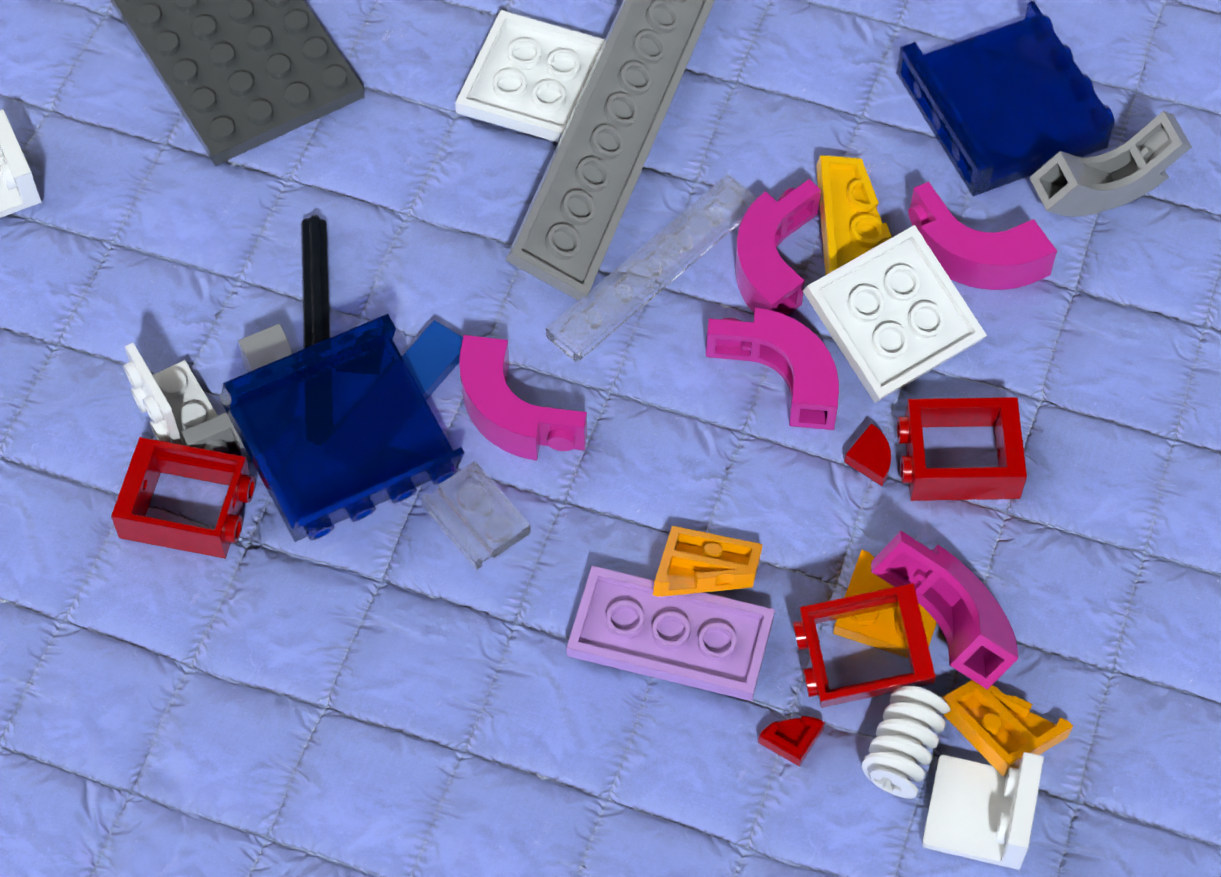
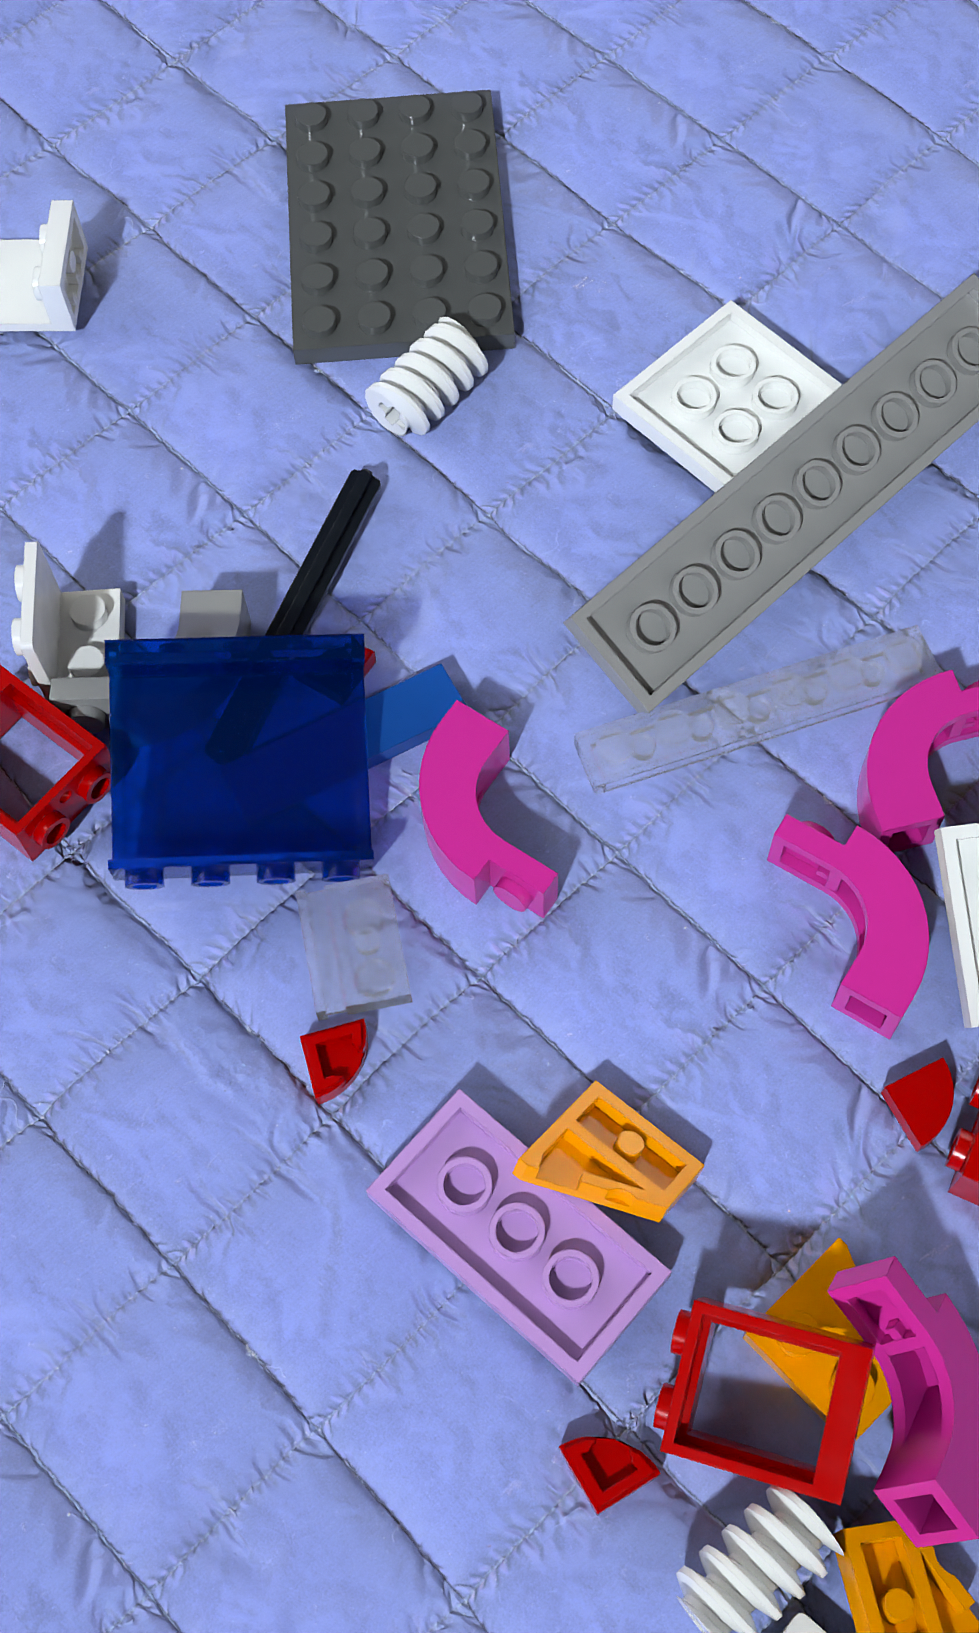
camera: 30 degrees right, 5 degrees up
(321, 139) = (426, 379): none -> white piece
(499, 587) = (335, 1058): none -> red tile

